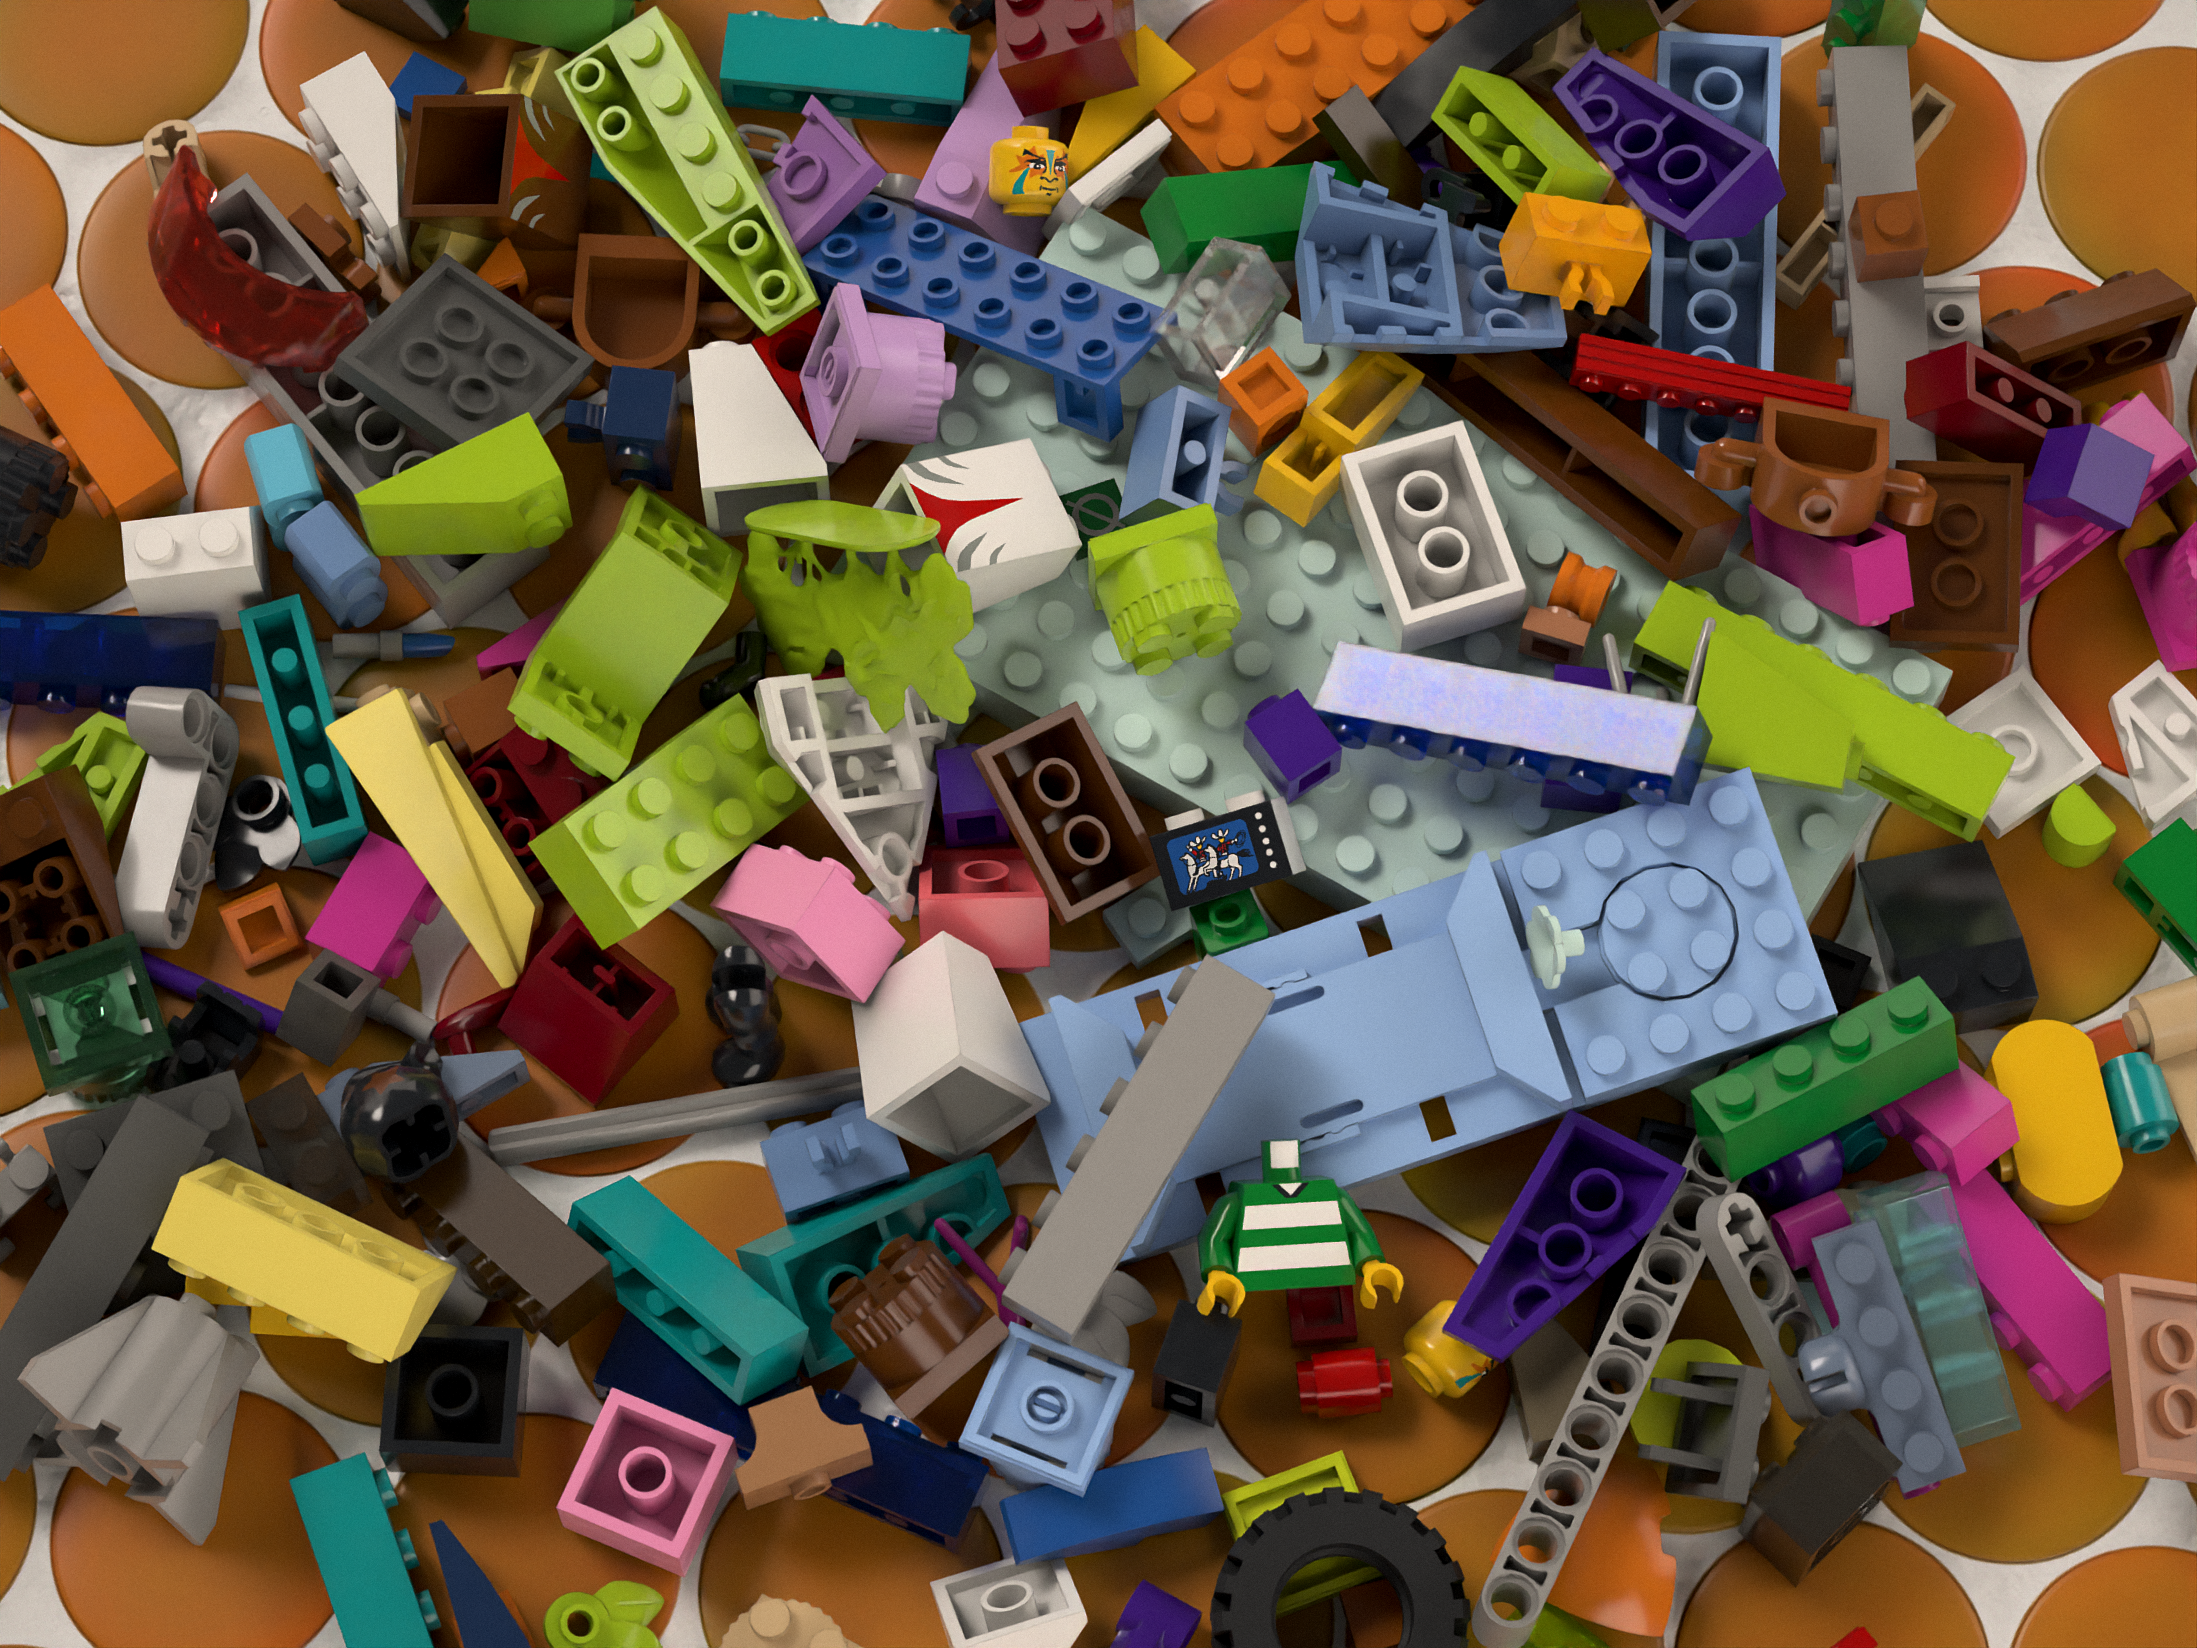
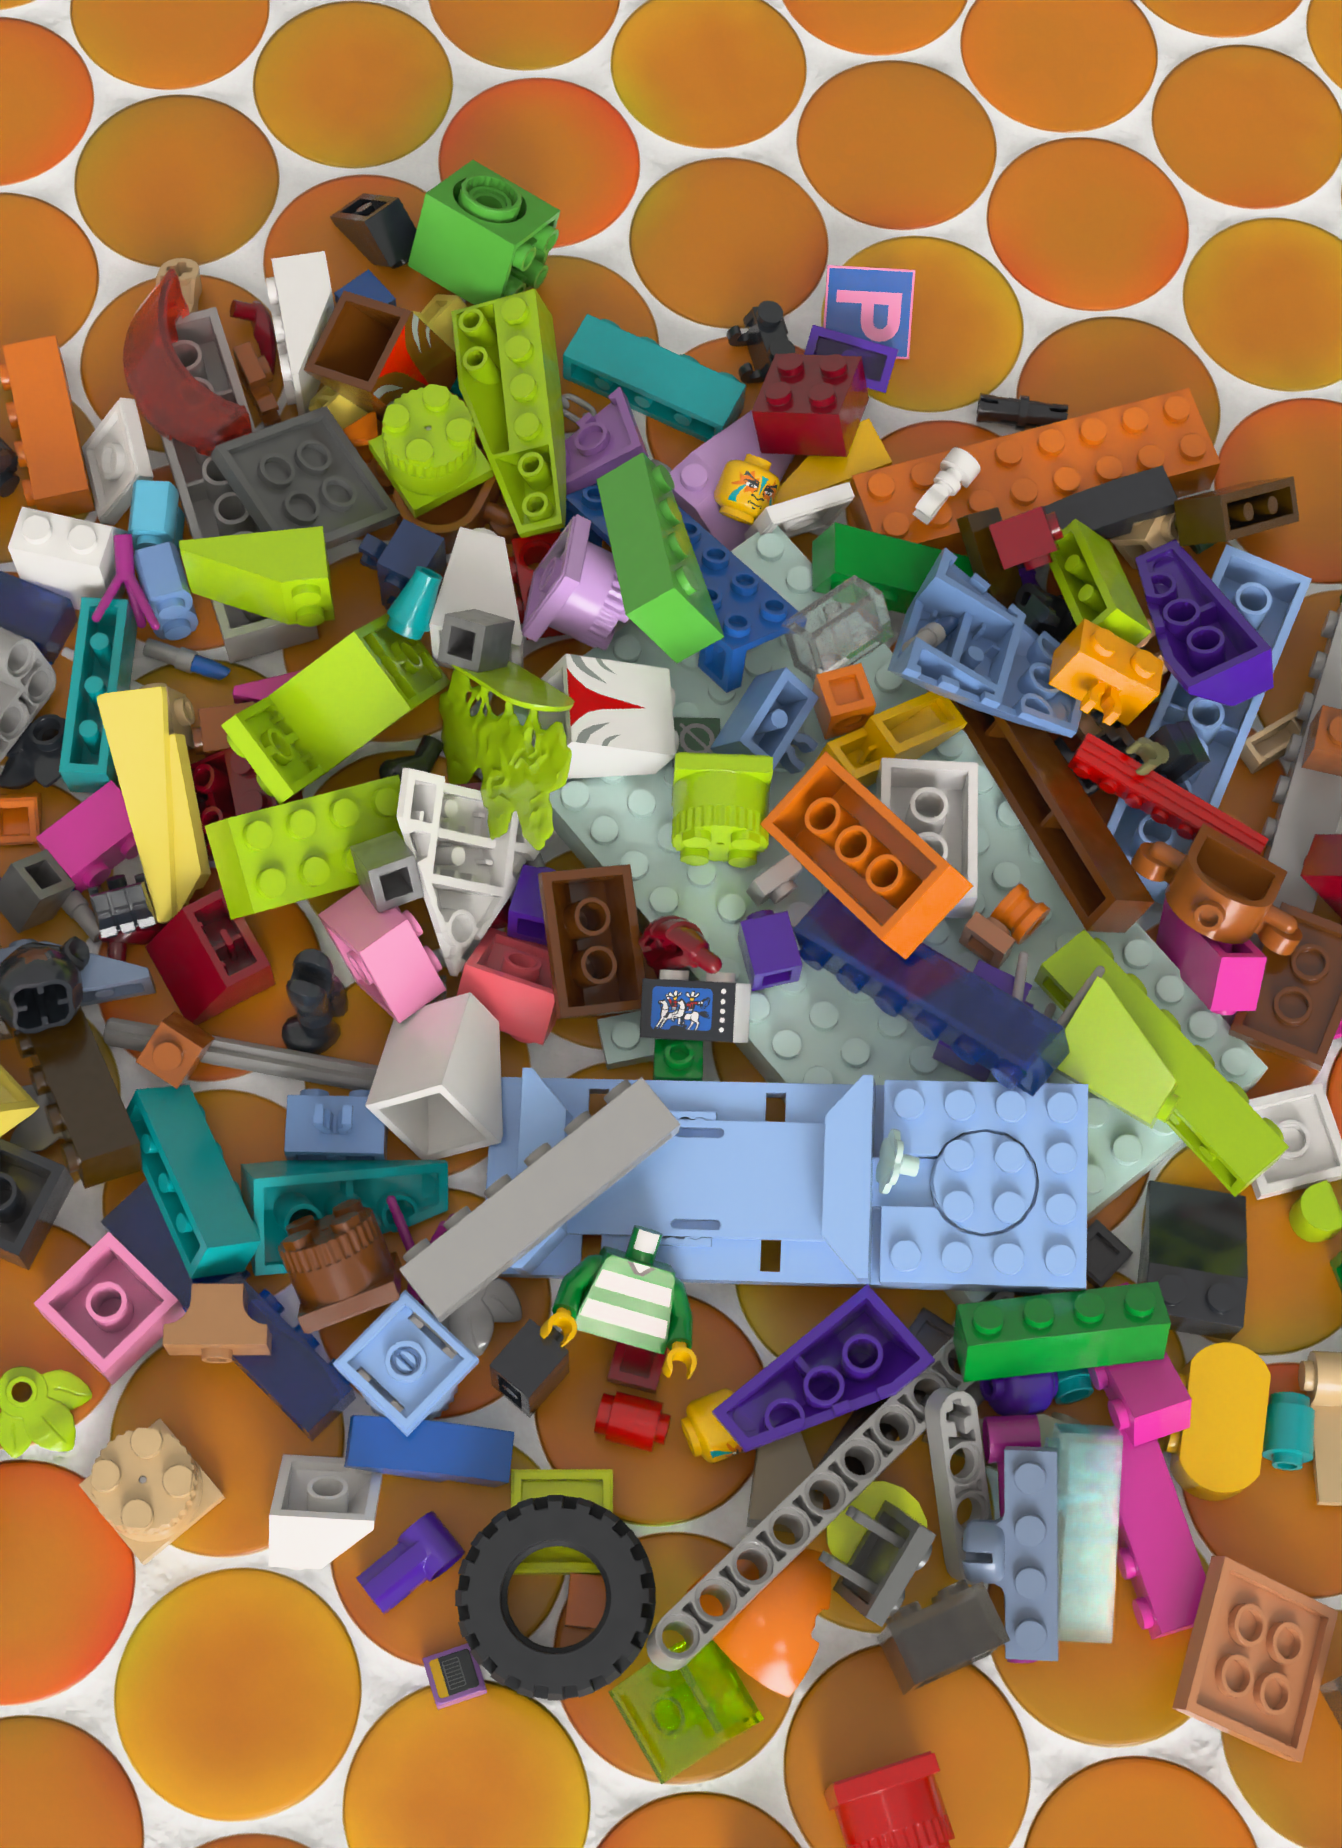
camera: 15 degrees right, 0 degrees up
(201, 419) = (116, 459): none -> white tile
(285, 563) = (126, 573): none -> magenta plant
(304, 173) = (262, 327): none -> dark red bar
(452, 983) = (122, 906): none -> black hand
(597, 1137) = (175, 1049): none -> dark orange brick
(605, 263) = (429, 448): none -> lime piece
(673, 471) = (415, 604): none -> teal cone
(775, 488) = (476, 640): none -> flat silver brick
(782, 818) = (387, 871): none -> brick
(962, 303) = (656, 559): none -> bright green wedge
(1174, 779) = (677, 943): none -> dark red piece
(1267, 658) = (776, 881): none -> light grey plate
(1288, 53) = (957, 469): none -> white piece
(1344, 274) = (935, 632): none -> light grey piece
(1373, 583) = (866, 856): none -> orange brick
(1411, 113) = (1027, 538): none -> dark red brick
(1692, 321) = (1171, 752): none -> black piece

